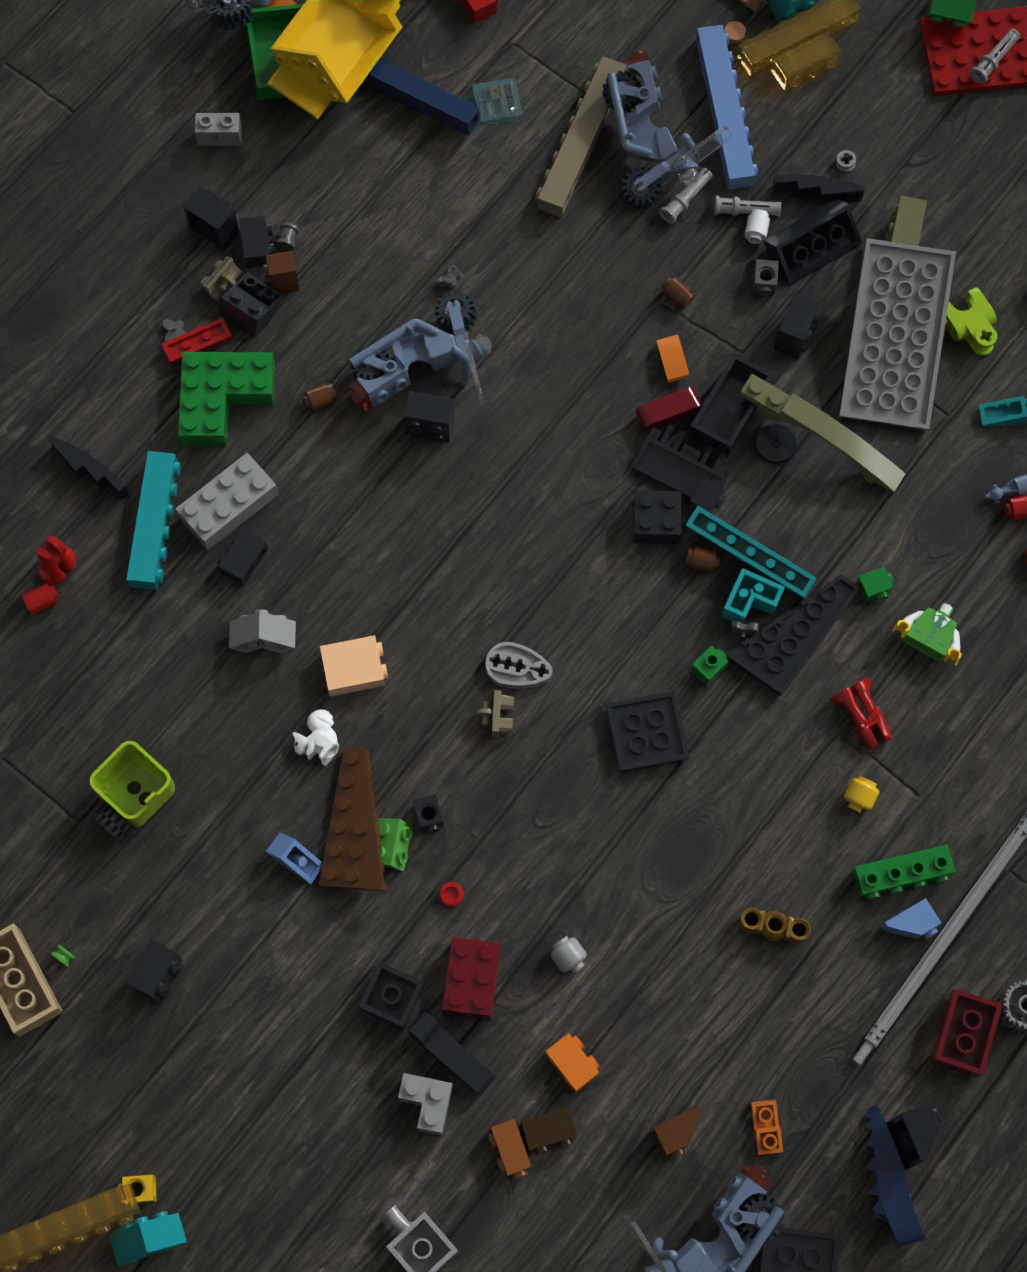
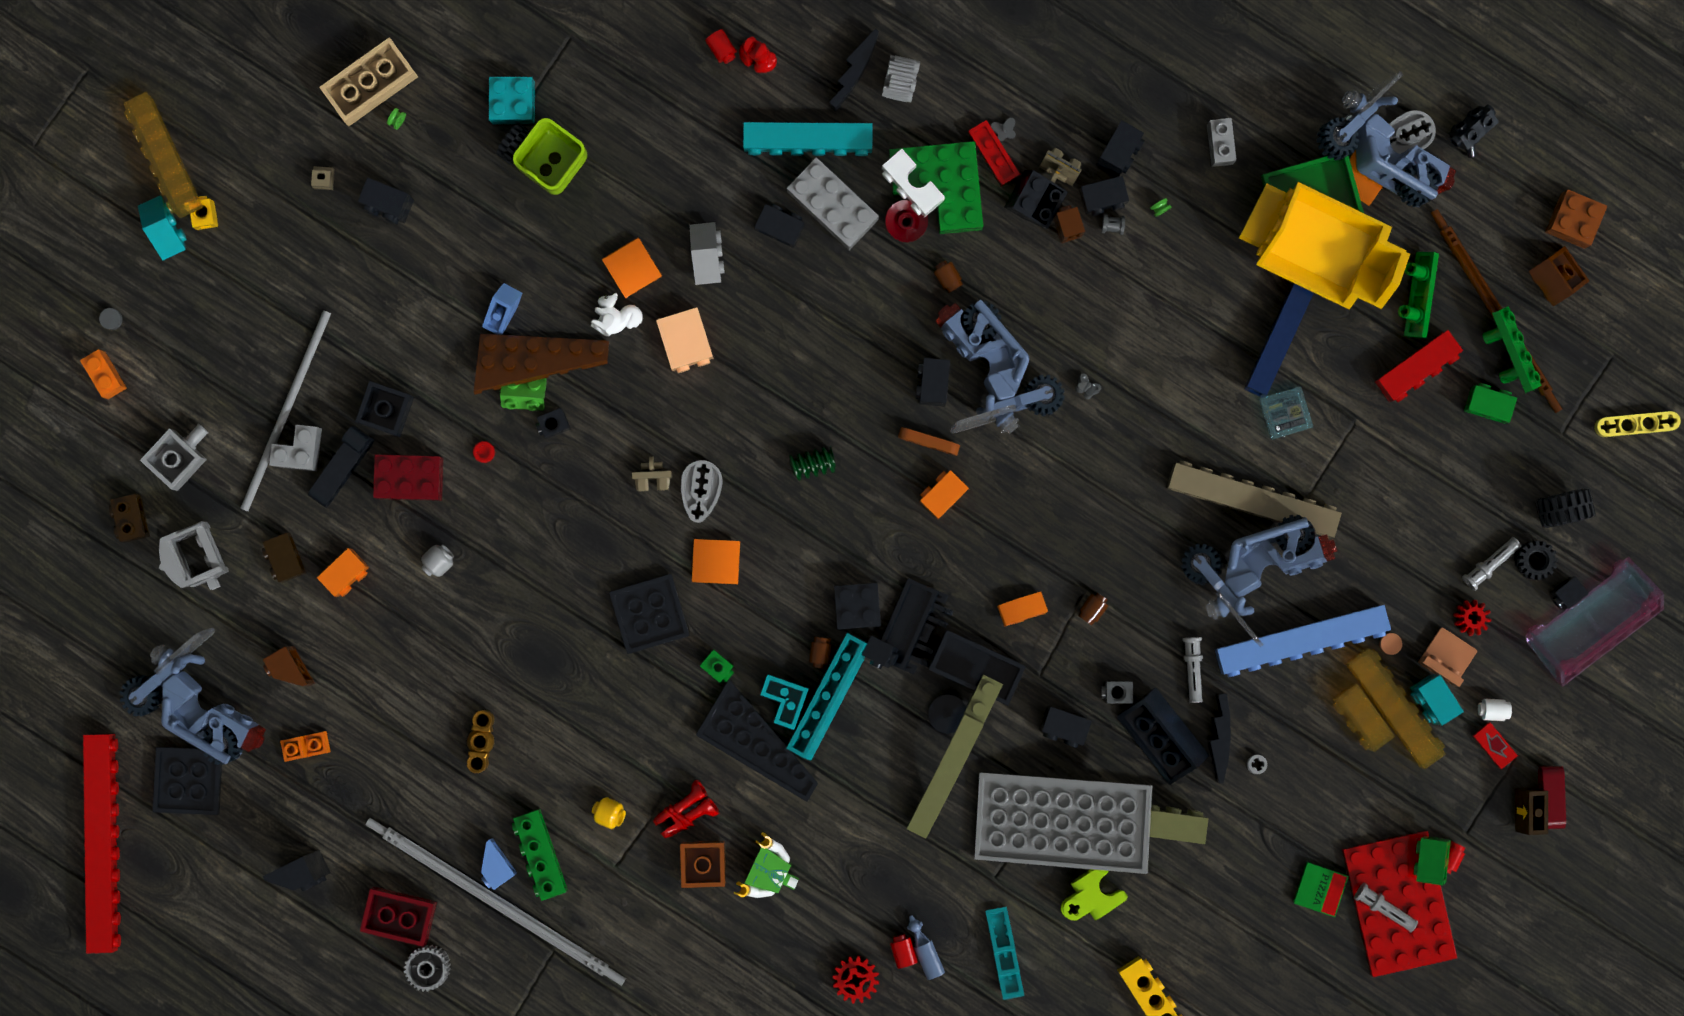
camera: 85 degrees right, 15 degrees up
(63, 824) = (511, 100): none -> teal brick
(105, 419) = (900, 78): none -> light grey brick
(124, 1047) = (327, 183): none -> dark tan piece
(204, 423) = (923, 199): none -> white arch
(252, 422) = (895, 227): none -> dark red dish
(266, 715) = (631, 267): none -> orange slope
(276, 191) = (1161, 207): none -> bright green bush
(380, 1115) = (285, 410): none -> light grey piece
(489, 432) = (929, 441): none -> dark orange beam
(500, 547) = (813, 463): none -> dark green piece
(511, 1149) = (265, 526): dark orange brick -> none
(546, 1254) = (175, 564): none -> light grey animal
(547, 422) = (943, 494): none -> orange brick
(596, 657) = (715, 561): none -> orange slope
(669, 409) = (969, 609): dark red beam -> none
(680, 201) = (1192, 602): light grey pin -> none
(744, 629) = (756, 700): dark grey piece -> none
(757, 226) = (1172, 680): white brick -> none
(875, 585) = (810, 816): green brick -> none
(892, 1187) = (264, 857): dark blue animal -> none
(922, 698) = (703, 864): none -> dark orange brick
(973, 116) = (1320, 889): none -> tile

